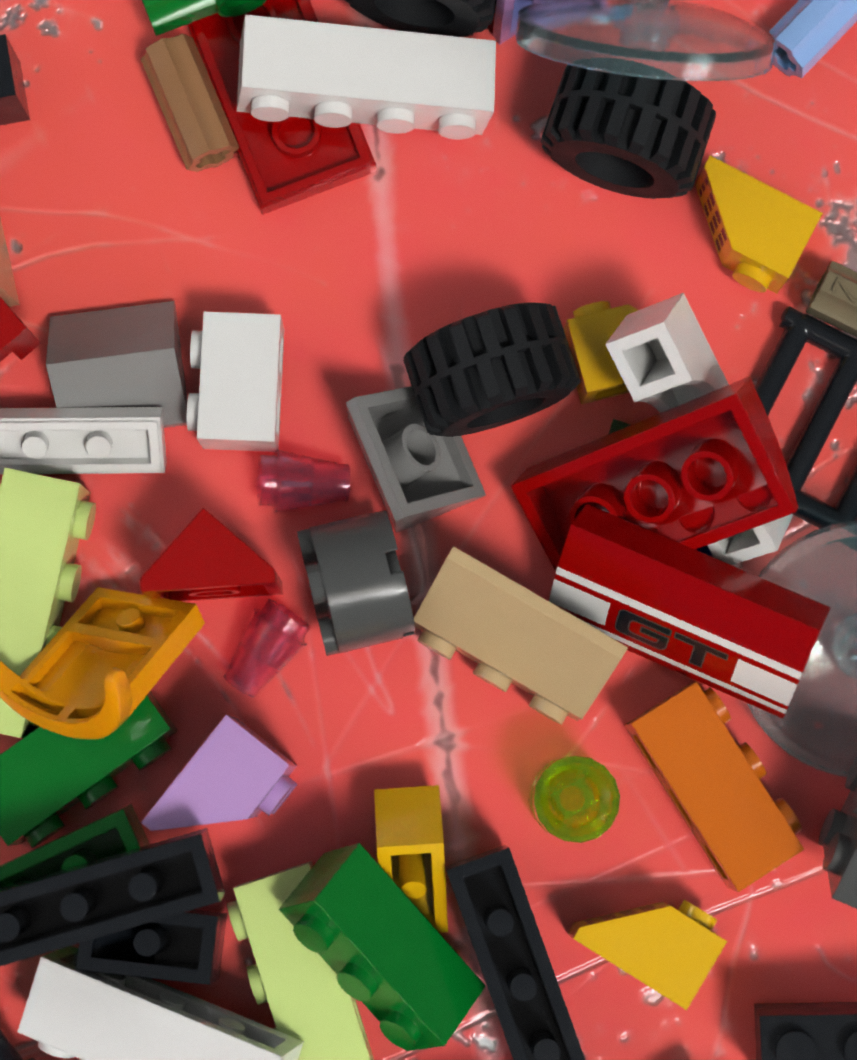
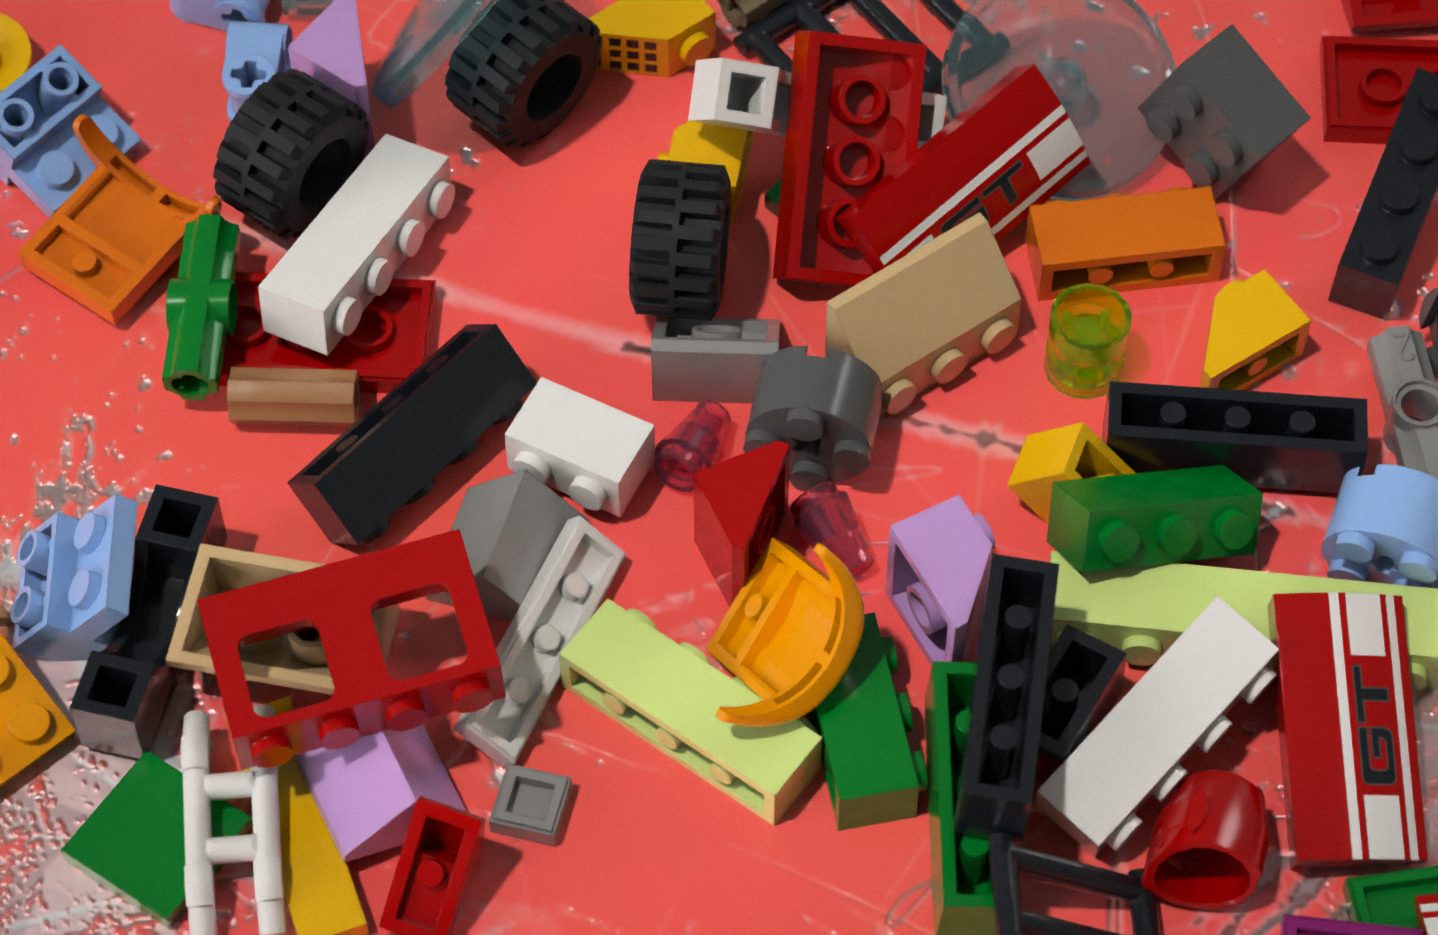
camera: 60 degrees left, 25 degrees down
(184, 228) = (413, 435): none -> black brick

